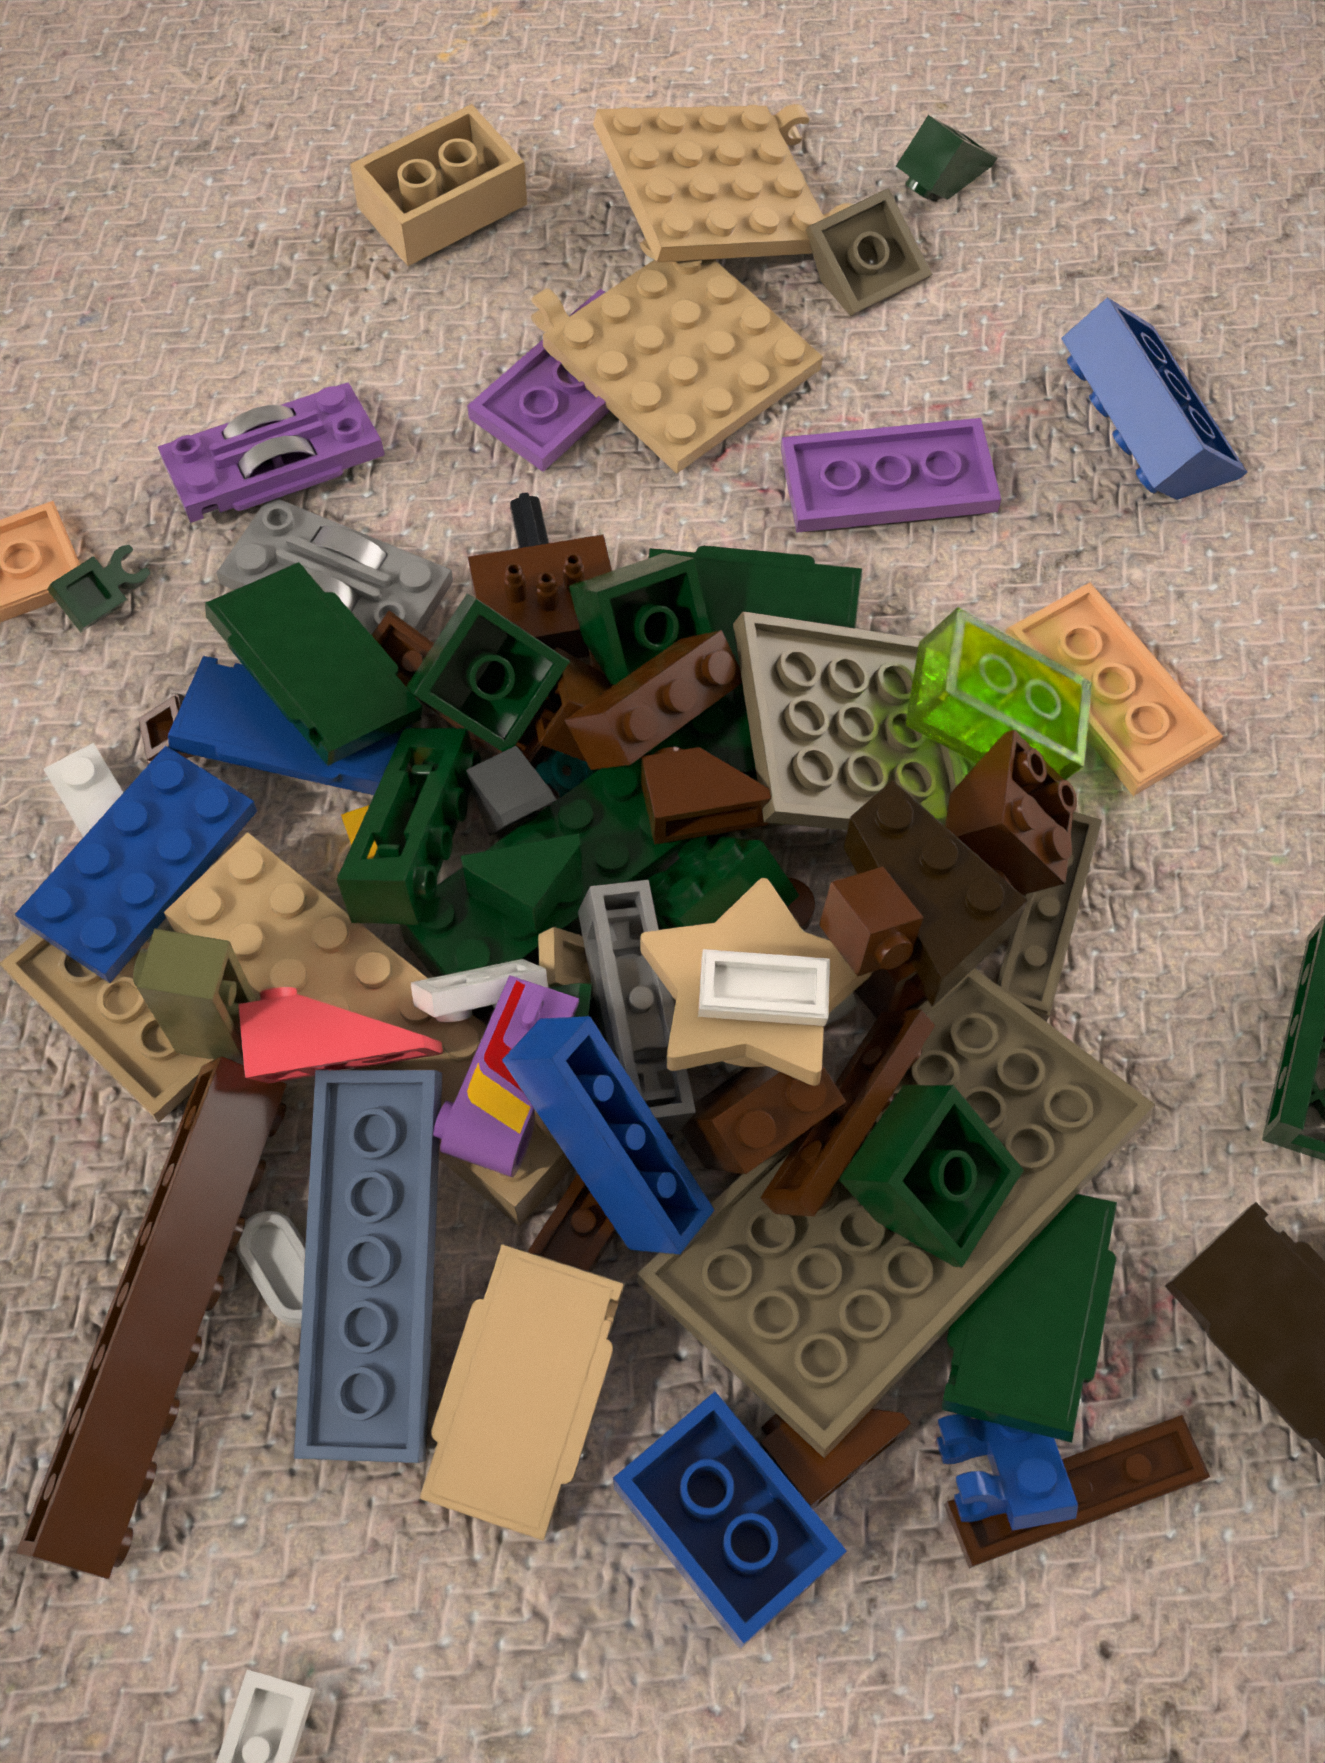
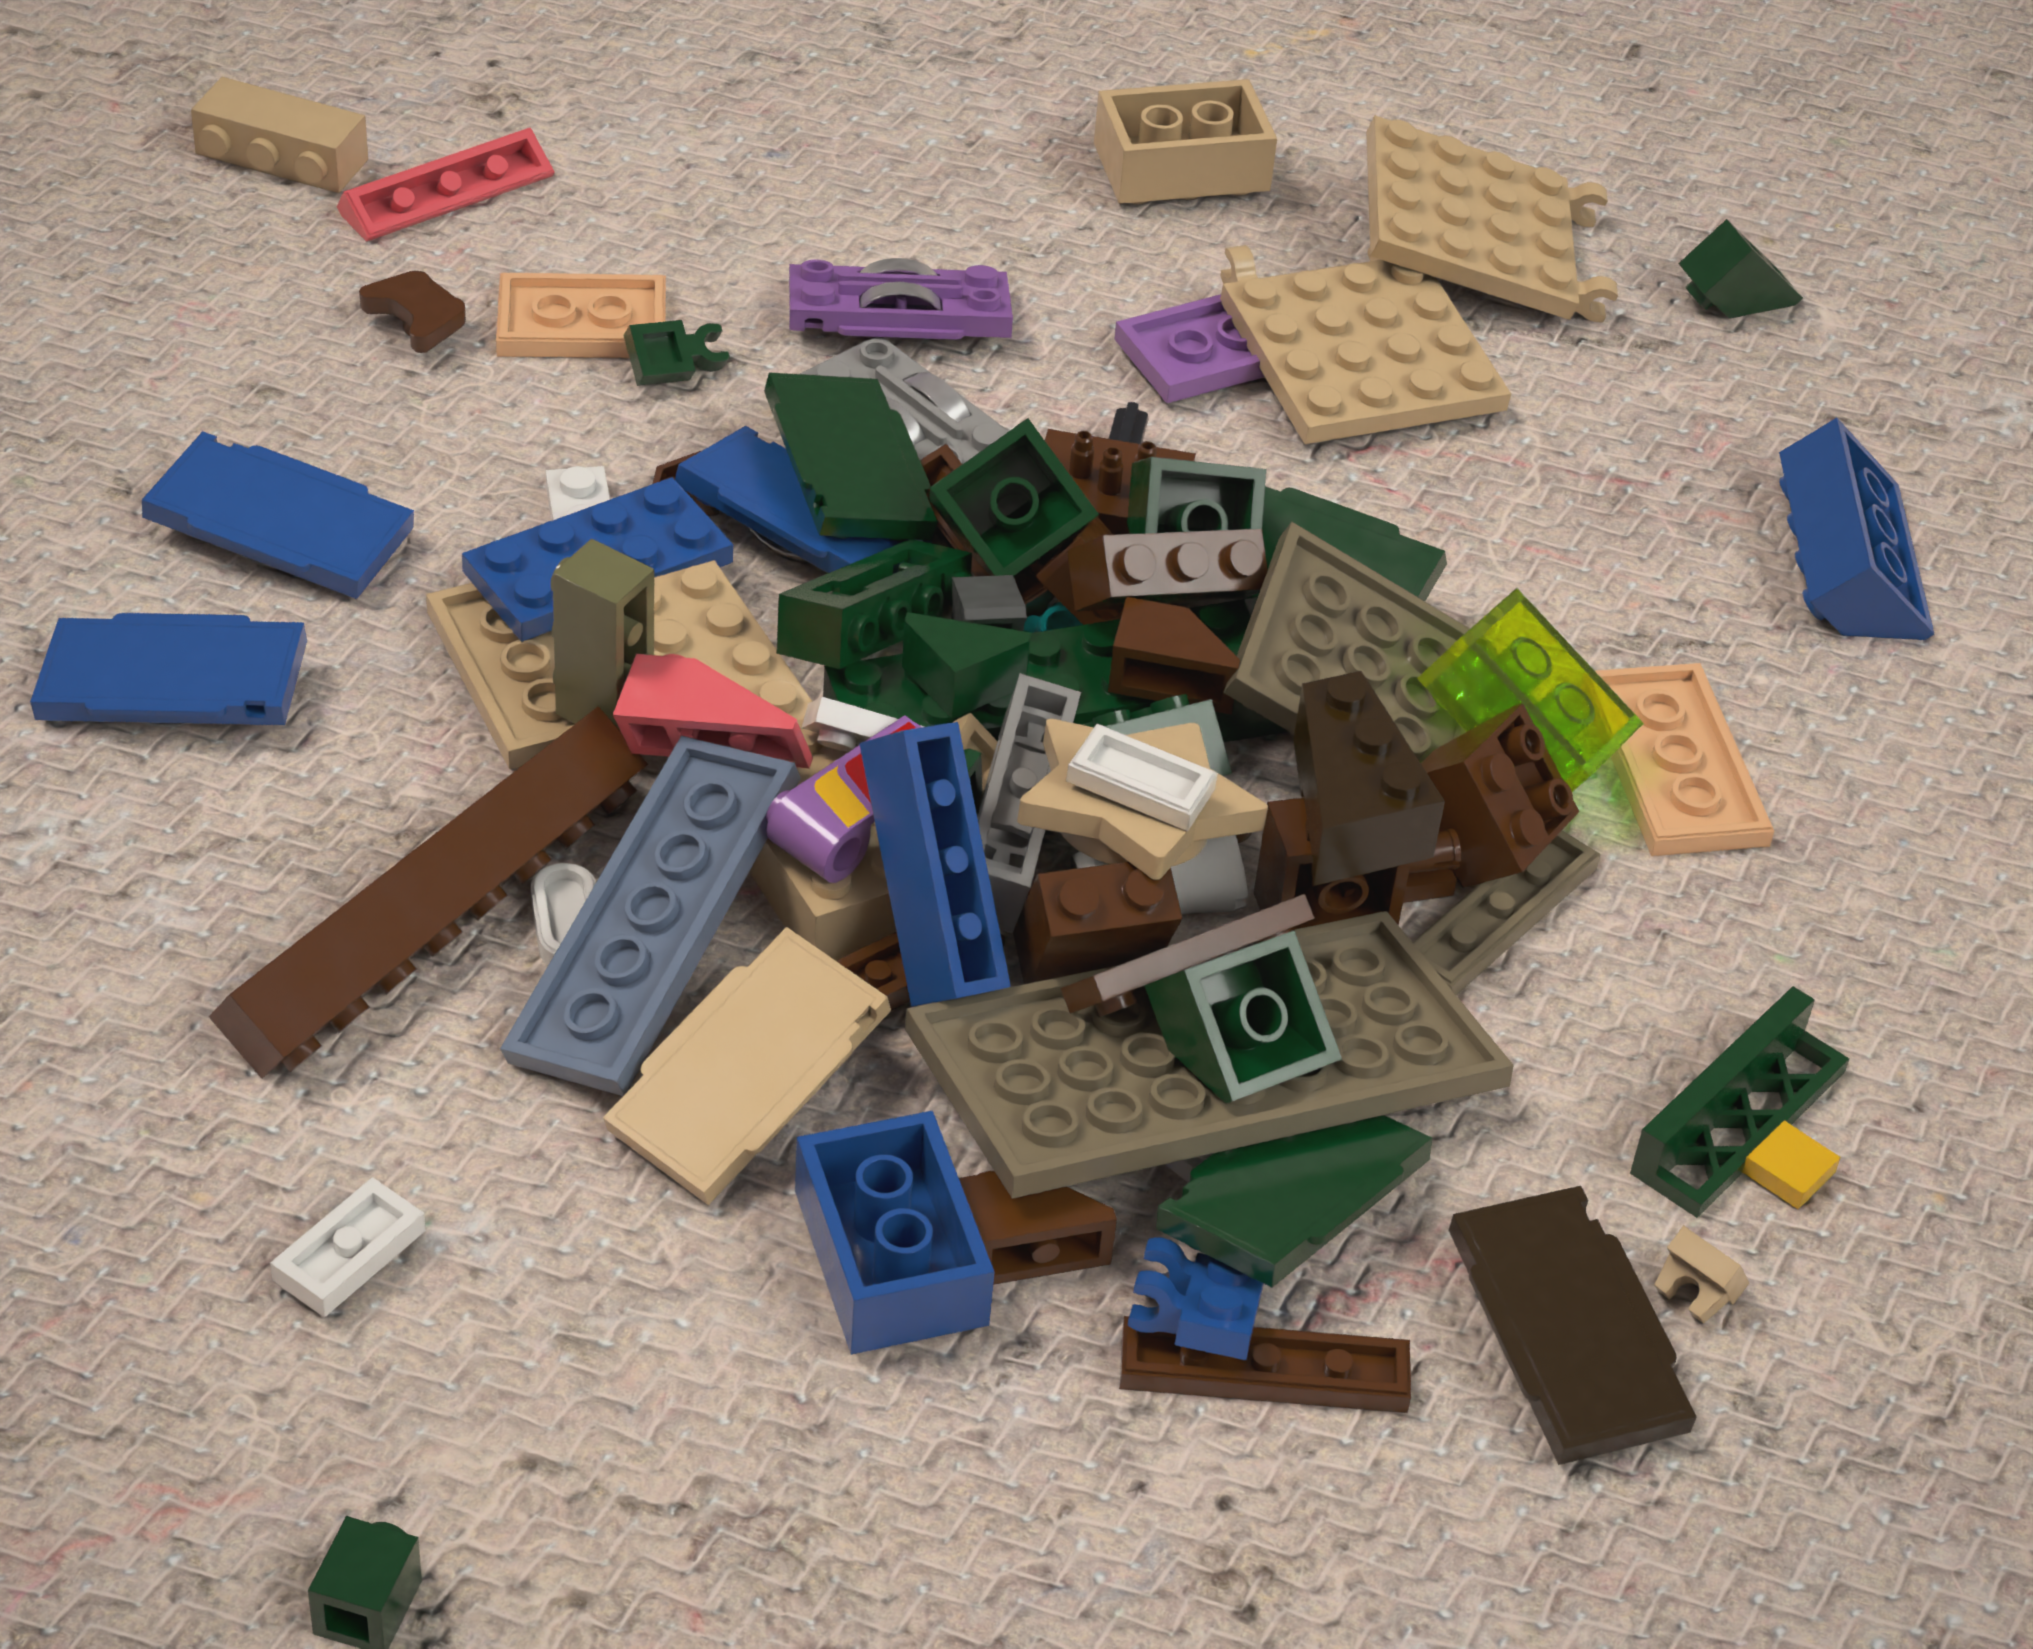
camera: 20 degrees right, 20 degrees down
(866, 253) = (1609, 327): dark tan slope -> none
(870, 921) = (1277, 767): reddish brown brick -> none
(889, 475) = (1530, 511): medium lavender plate -> none

